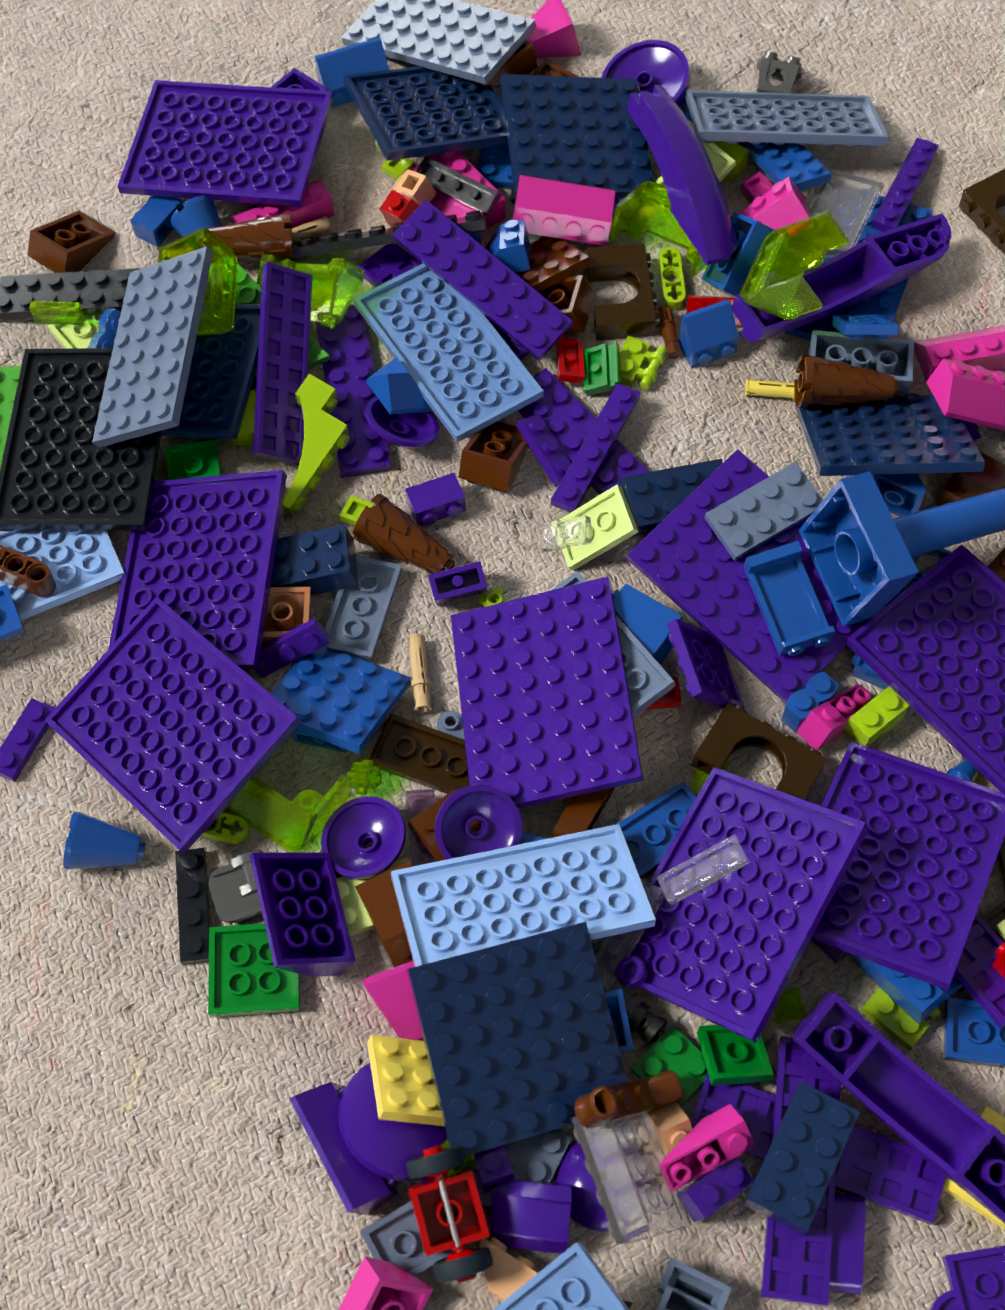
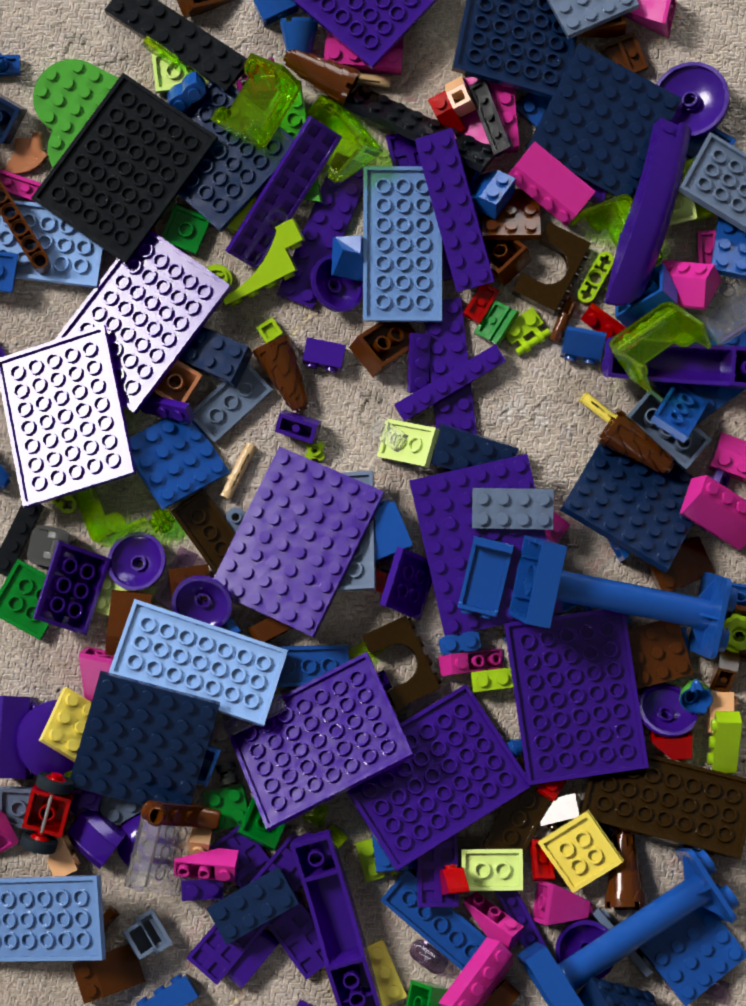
camera: 30 degrees right, 20 degrees up
(153, 348) = (200, 137): sand blue plate -> none
(632, 972) = (236, 742): dark purple tile -> none
(703, 869) = (312, 713): clear plate -> none

